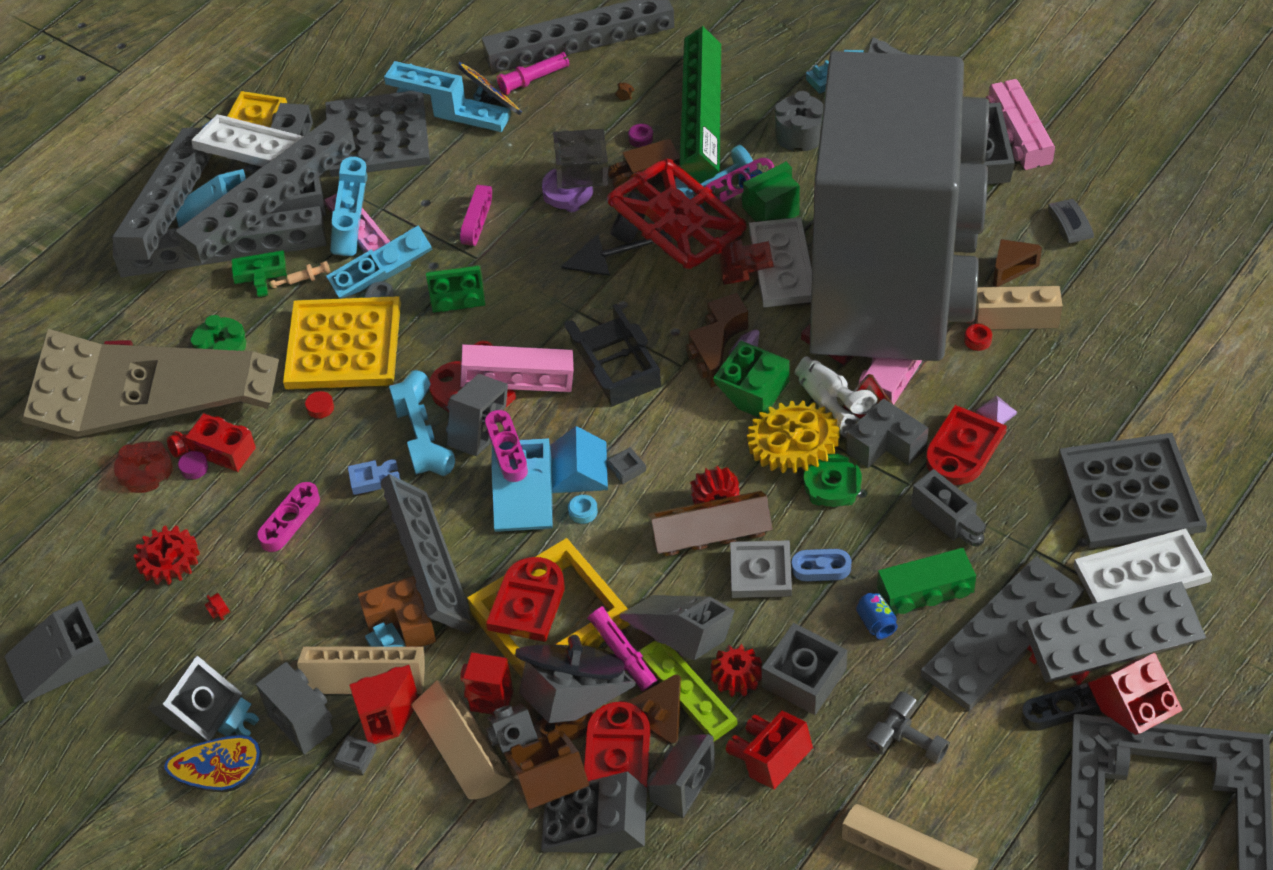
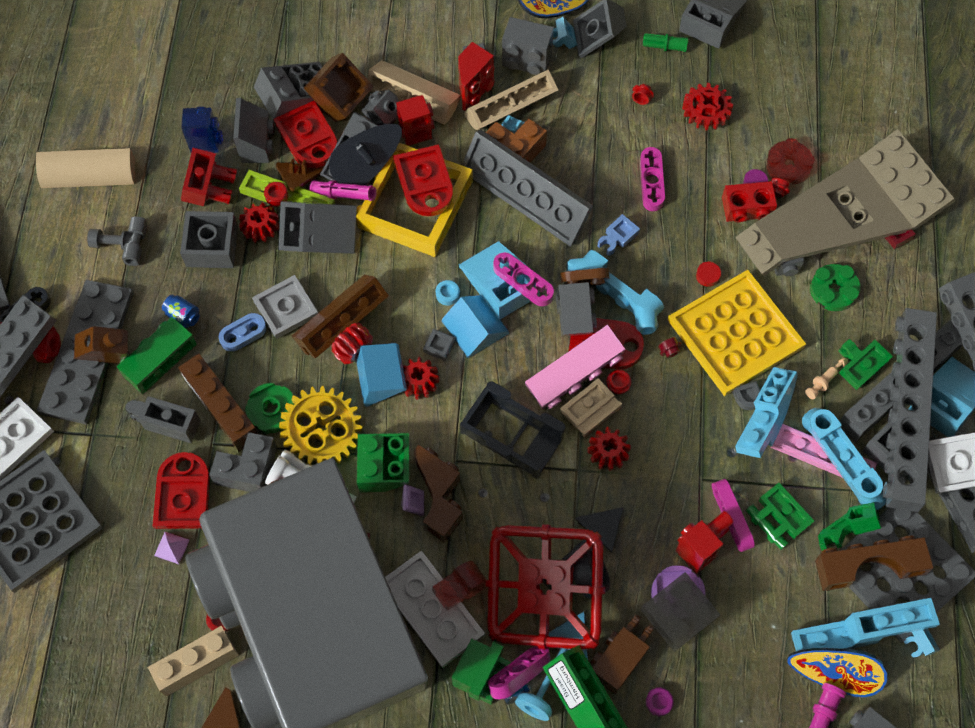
camera: 145 degrees right, 15 degrees up
(137, 652) = (665, 42): none -> green axle
(394, 171) = (857, 520): none -> green piece
(413, 358) = (670, 347): none -> dark red plate
(427, 134) = (906, 558): none -> reddish brown arch
(431, 203) = (785, 511): none -> green plate
(443, 429) = (594, 276): none -> reddish brown plate
(456, 288) = (687, 422): green slope -> none
(525, 196) = (701, 542): none -> red brick
(527, 336) = (591, 407): none -> tan plate
(538, 303) = (603, 441): none -> red gear
(669, 437) = (427, 376): none -> red gear
(698, 685) = (276, 193): none -> red tile
(705, 444) = (380, 372): none -> dark azure slope
(742, 801) = (201, 129): none -> clear blue brick
(884, 504) = (217, 401): none -> reddish brown brick
(981, 592) = (105, 344): none -> reddish brown torso

